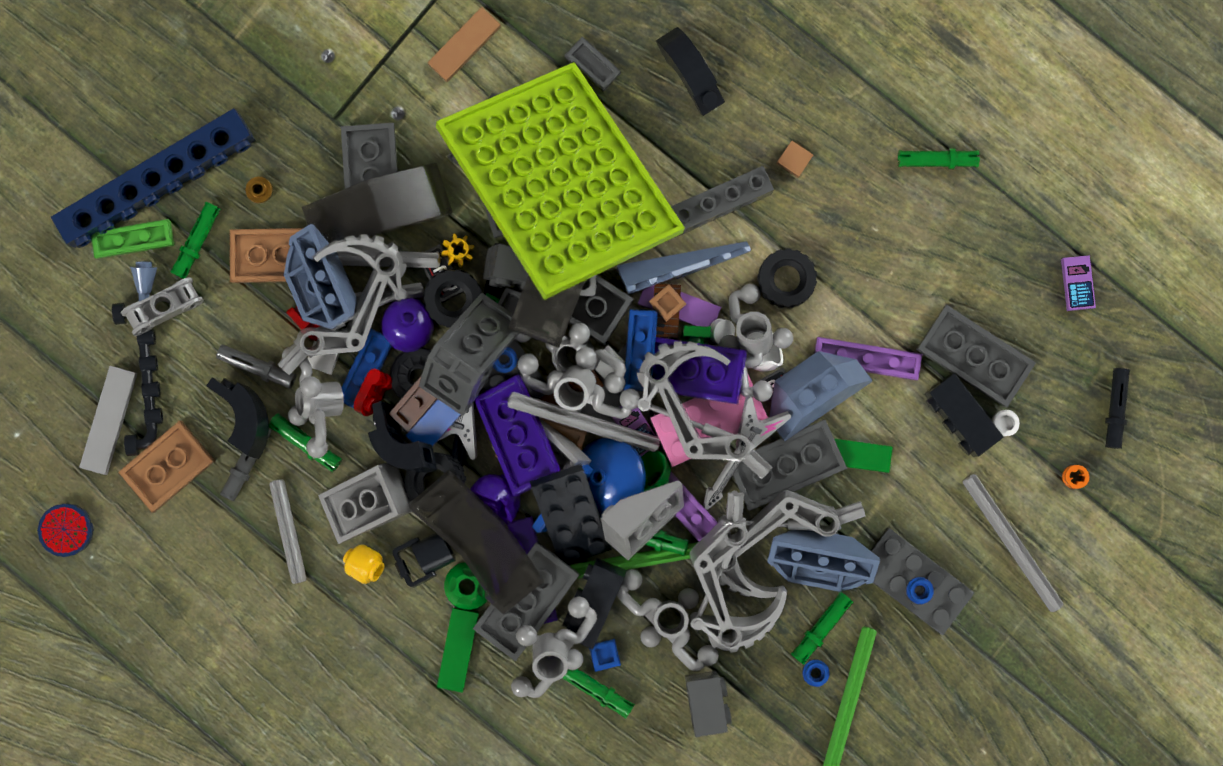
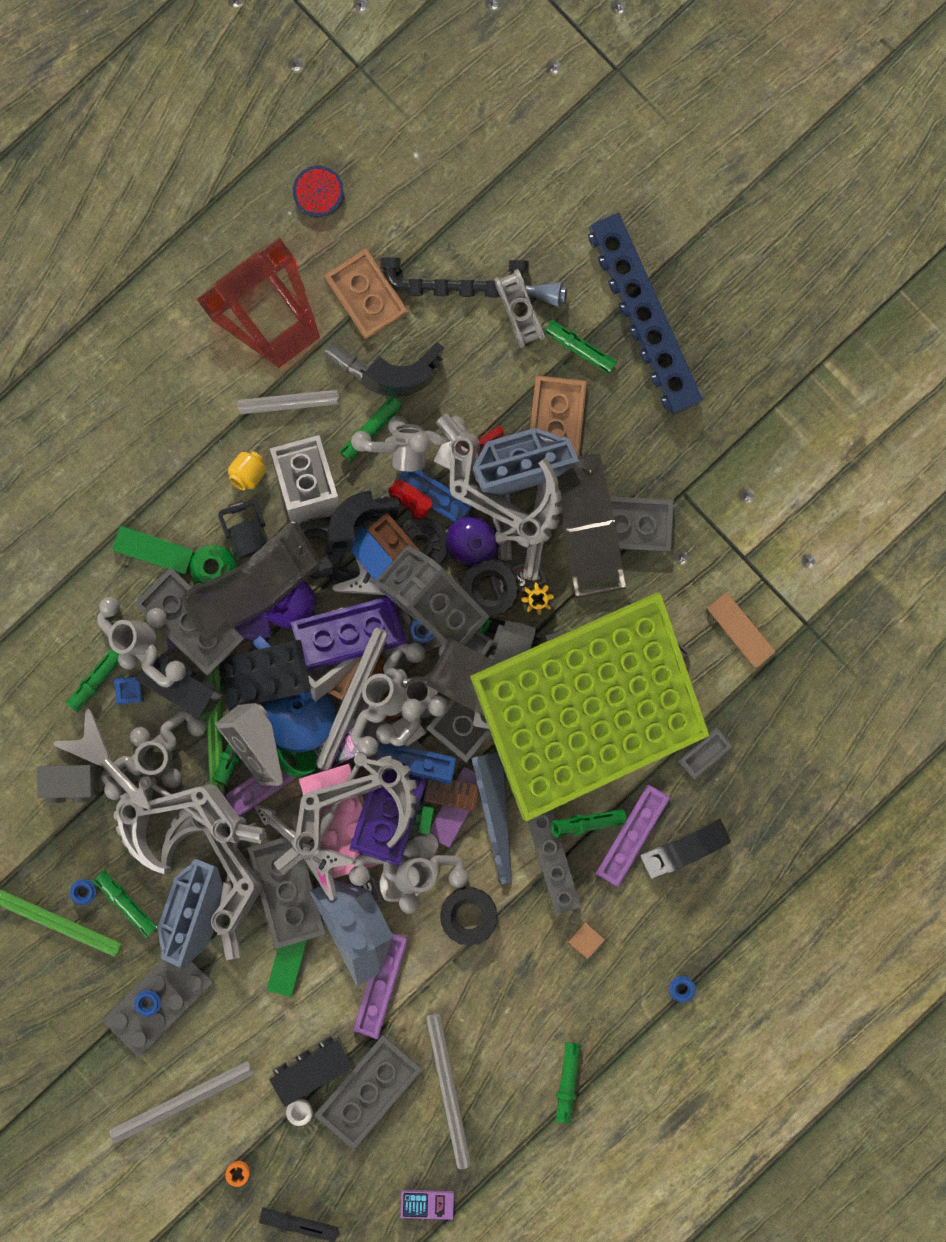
camera: 95 degrees right, 0 degrees up
(108, 420) = (417, 244): light grey tile -> none
(133, 239) = (590, 287): bright green tile -> none
(159, 590) = (242, 278): none -> clear red windscreen
(264, 195) = (619, 421): pearl gold plate -> none
(265, 370) = (447, 396): dark grey pin -> none
(667, 303) = (458, 795): medium nougat tile -> none
(670, 681) = (94, 750): none -> light grey piece
(680, 176) = (580, 824): none -> green pin
(684, 126) = (632, 835): none -> medium lavender tile
(830, 50) = (685, 997): none -> blue plate
(963, 276) = (448, 1091): none -> light grey axle

